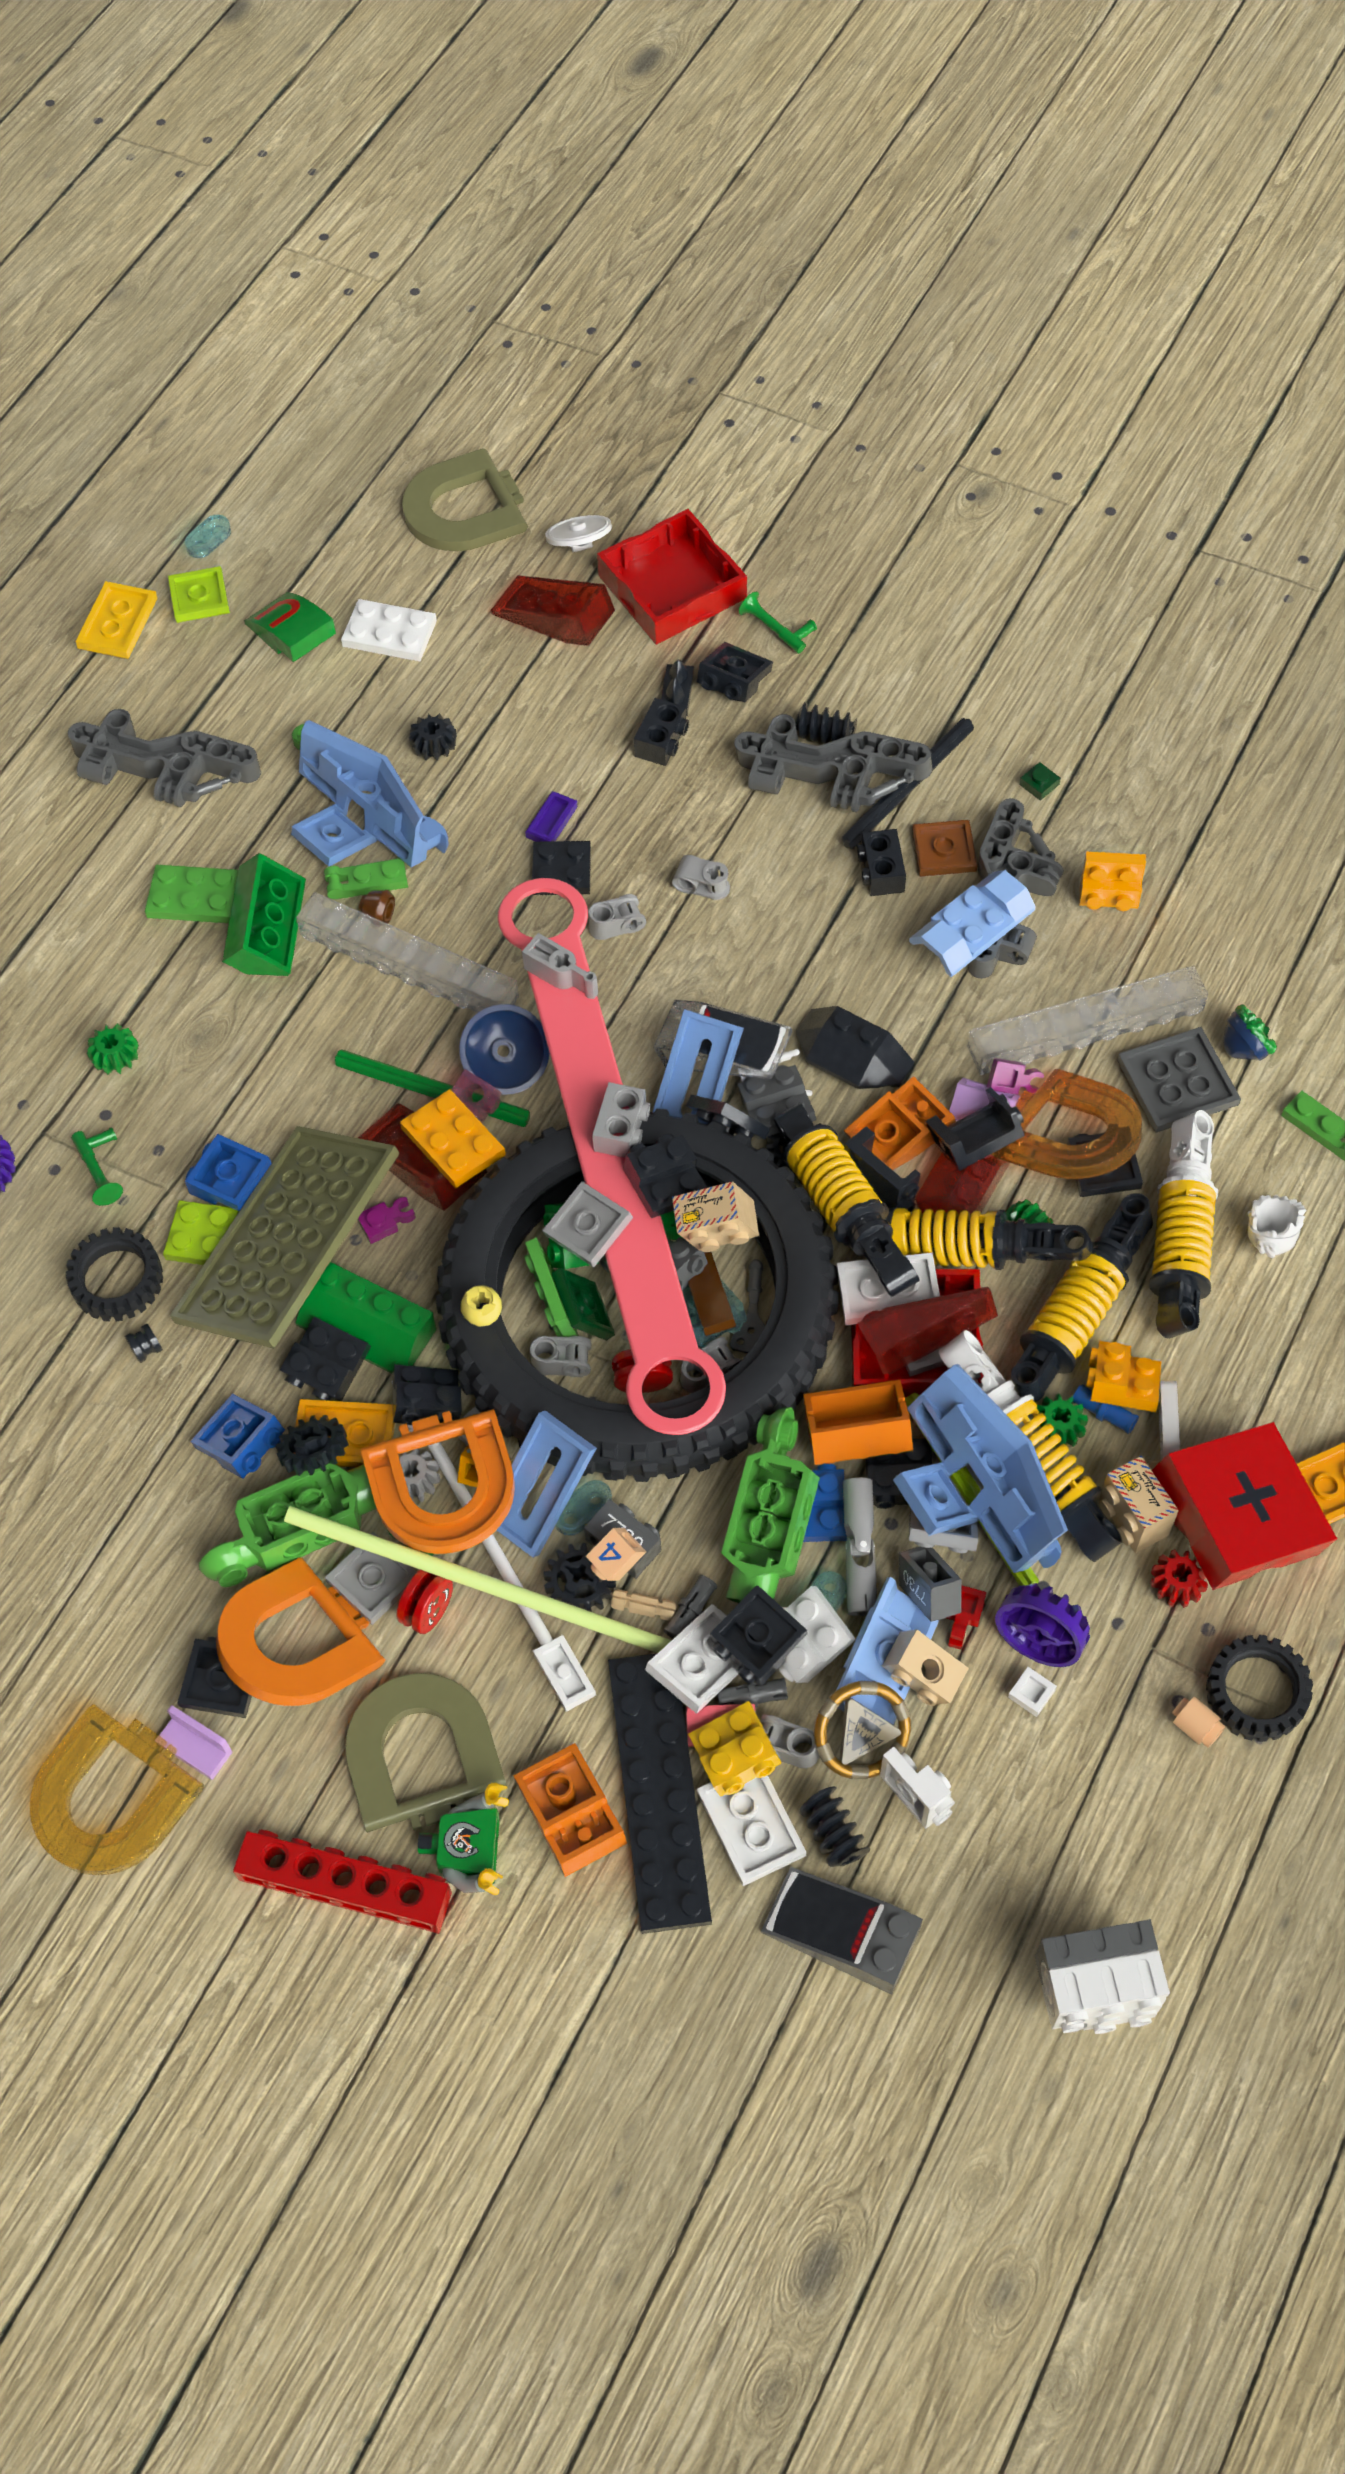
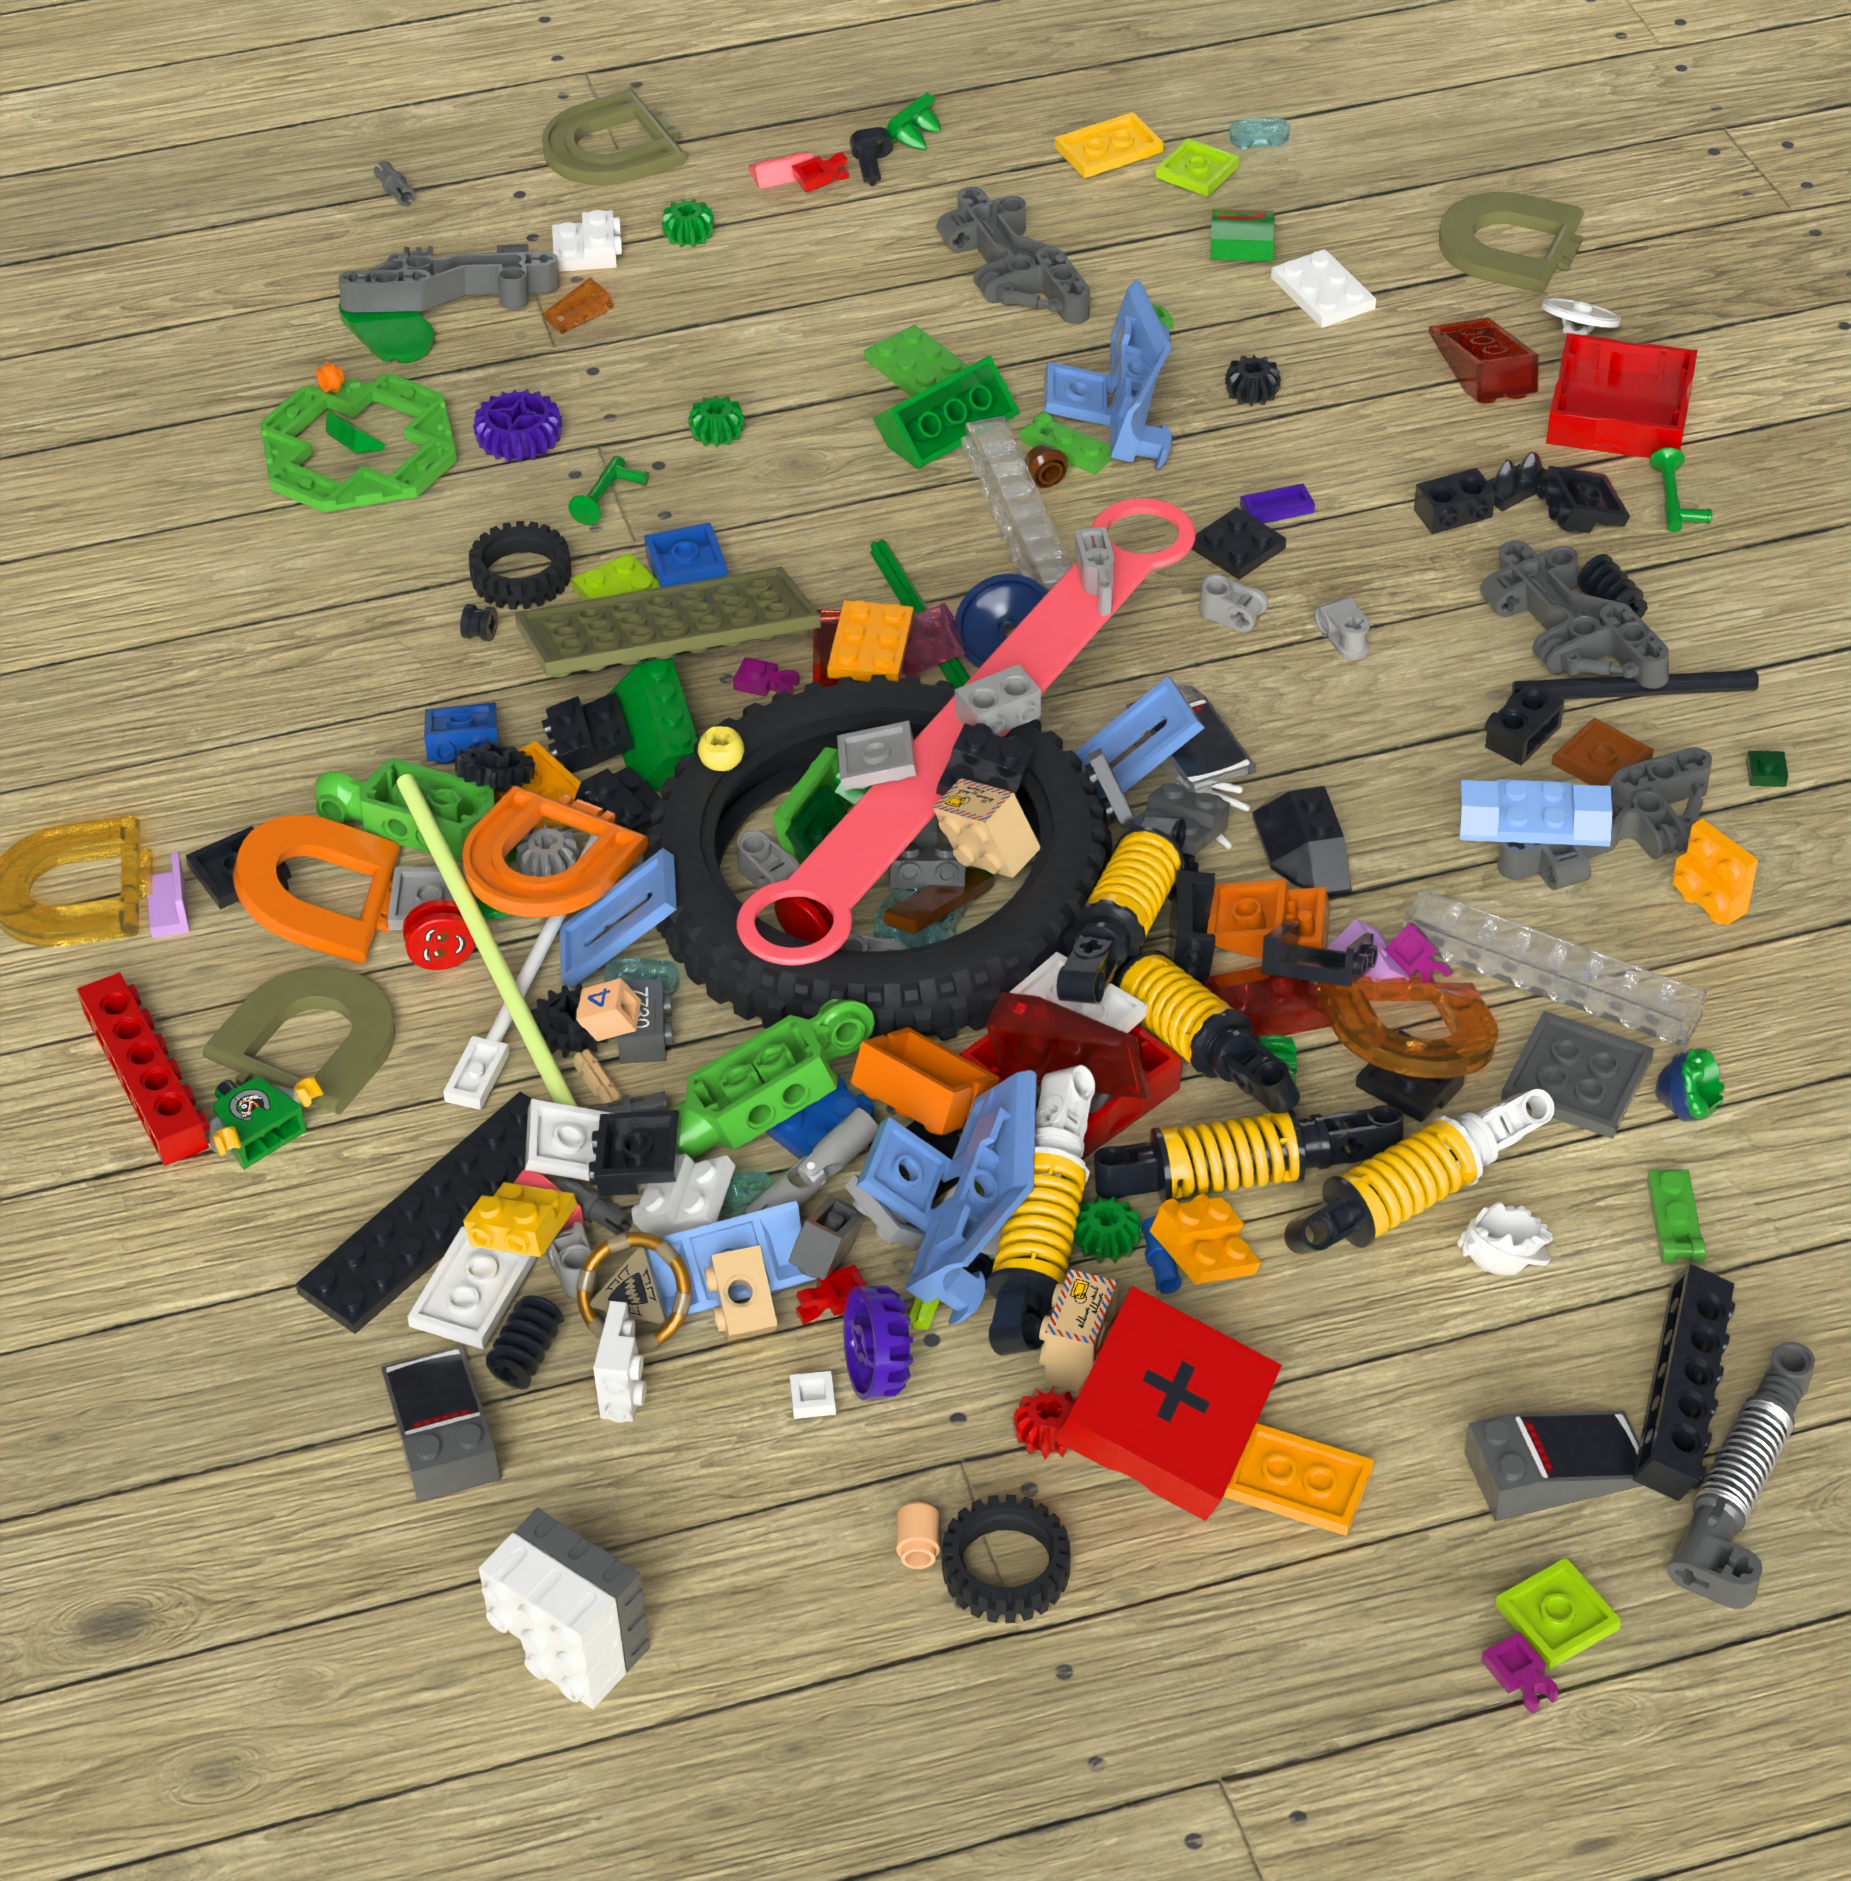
camera: 45 degrees right, 15 degrees down
(570, 1809) = (355, 1163): orange slope -> none
(1168, 1418) = (1212, 1295): white beam -> none

